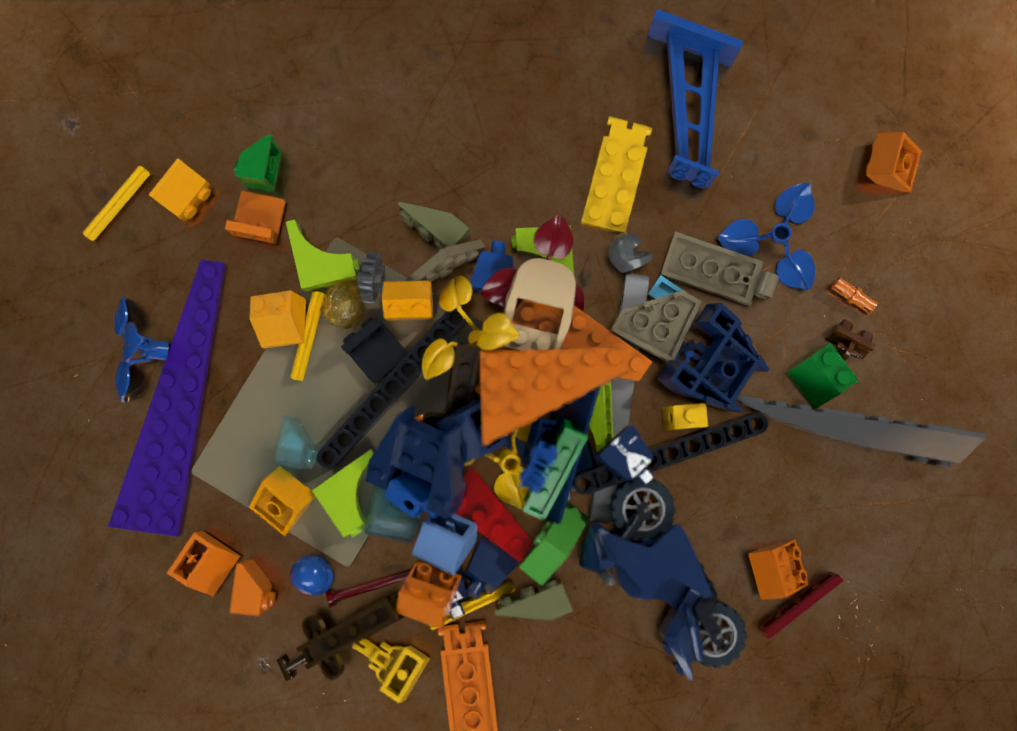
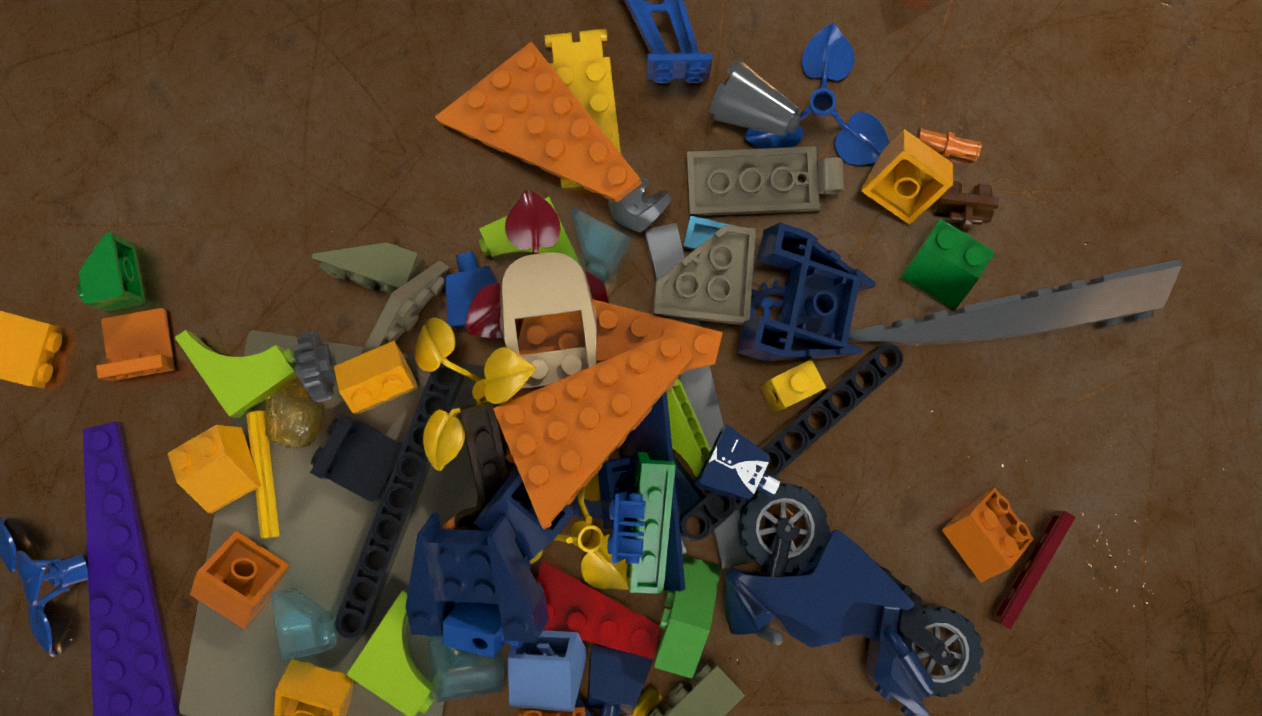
camera: 20 degrees left, 0 degrees up
(265, 399) = (238, 579): none -> orange slope
(584, 172) = (537, 118): none -> orange wing
(592, 271) = (601, 245): none -> clear light blue slope
(733, 216) = (753, 103): none -> dark grey cone
(819, 307) = (908, 177): none -> light orange slope

